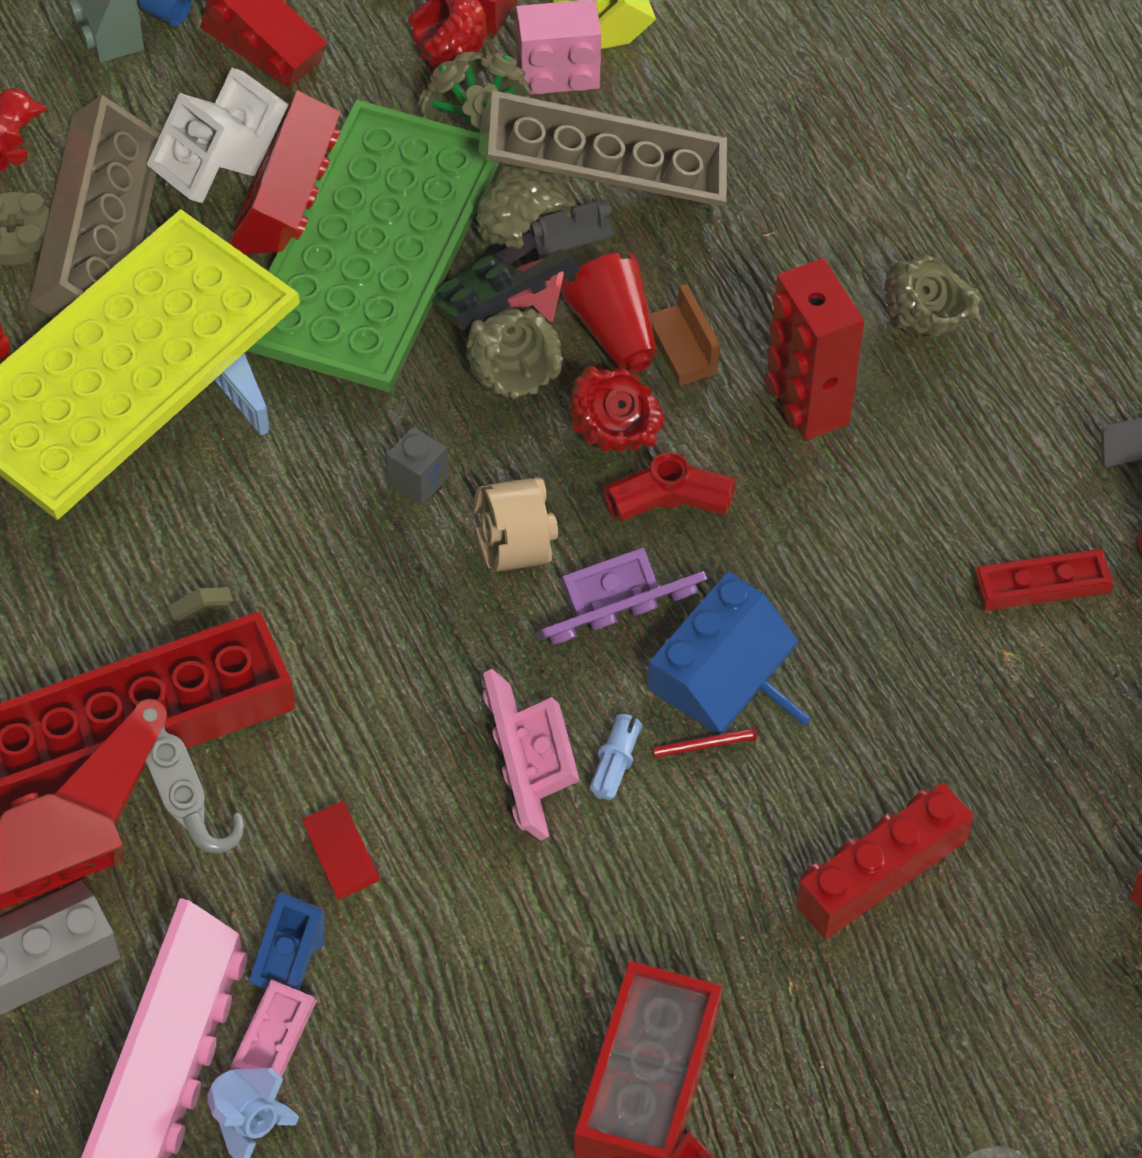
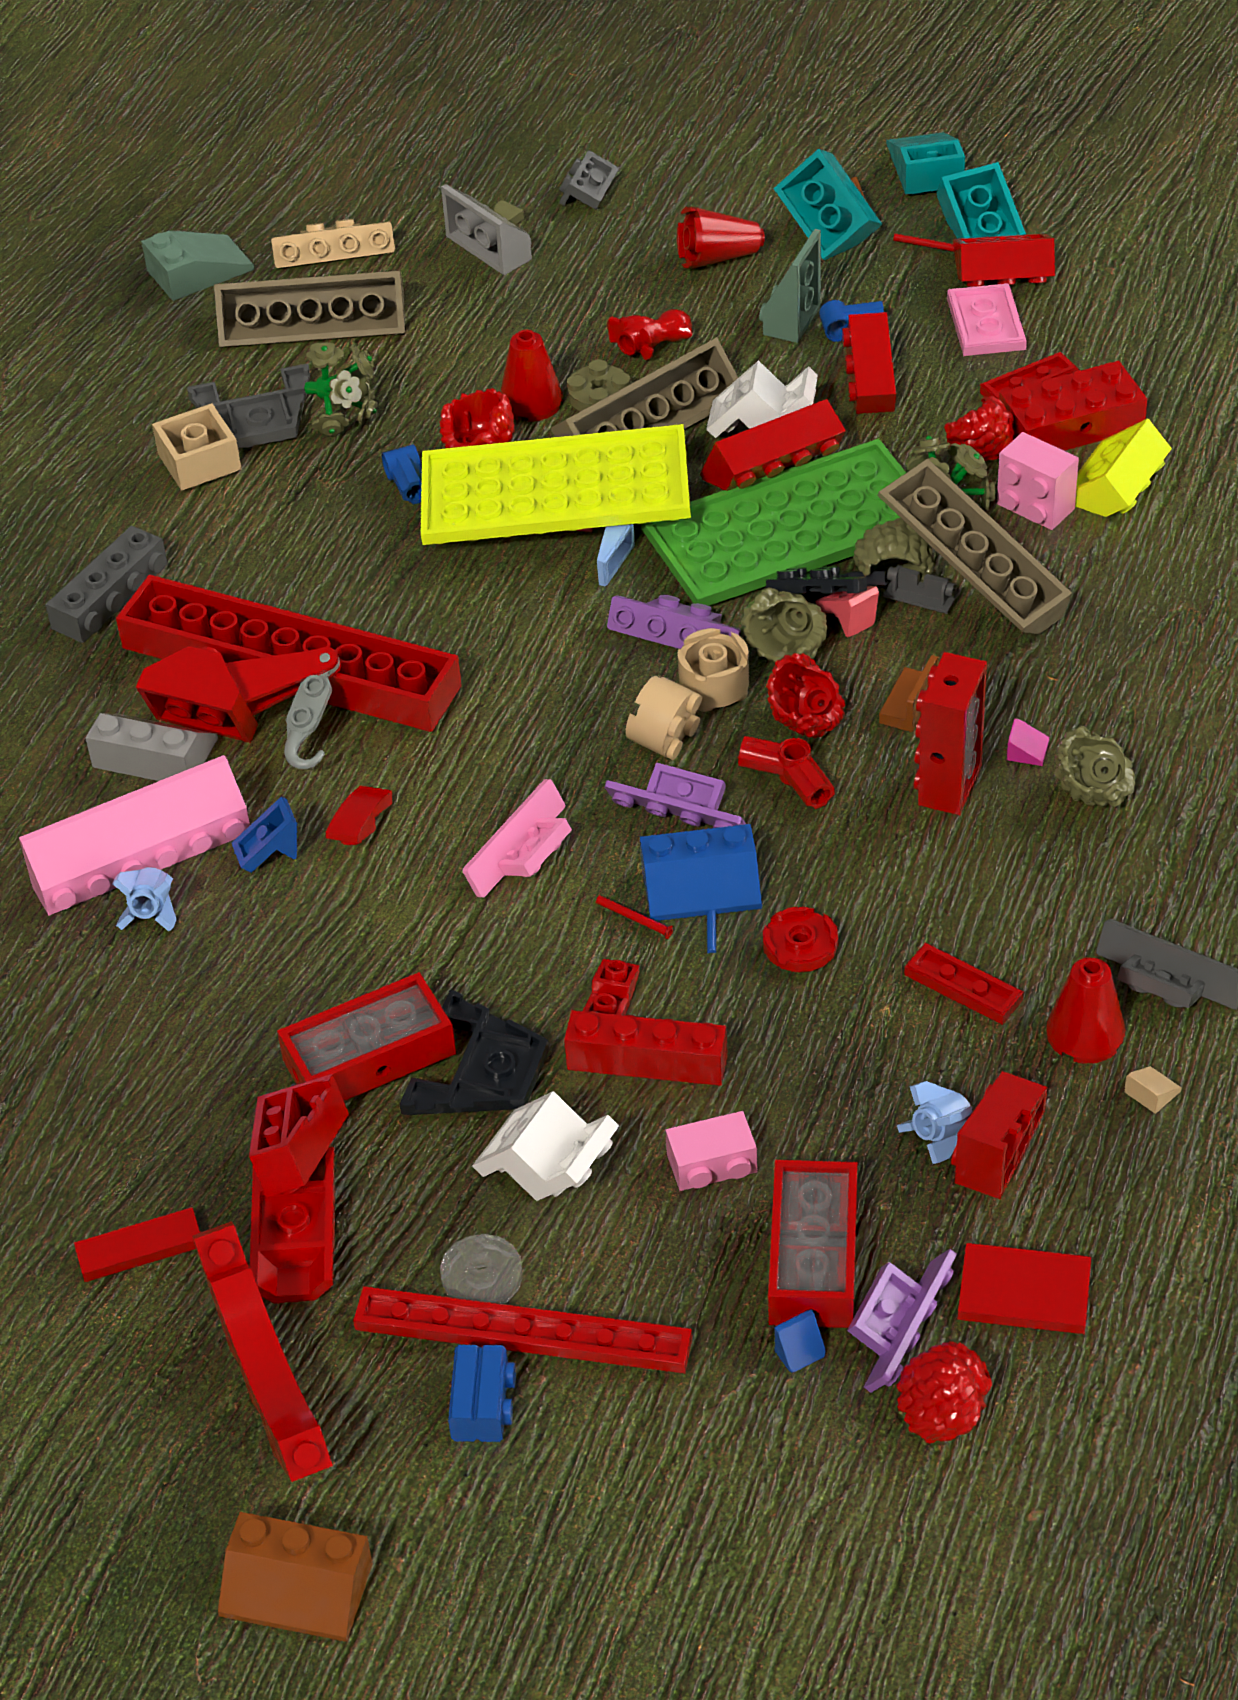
camera: 50 degrees right, 10 degrees down
(199, 599) = (450, 639): olive tile -> none
(274, 1029) = (209, 876): bright pink plate -> none
(383, 420) = (663, 619): none -> medium lavender bracket
(417, 465) = (655, 651): dark grey brick -> none
(494, 440) = (714, 667): none -> tan brick
(614, 309) = (881, 644): red cone -> none
(615, 757) = (569, 882): light blue axle -> none
(777, 993) = (494, 1071): none -> black wing
(780, 835) = (613, 987): none -> red slope
(877, 630) = (800, 939): none -> red plate
(928, 1029) = (546, 1147): none -> white bracket
(1050, 909) = (711, 1151): none -> bright pink brick

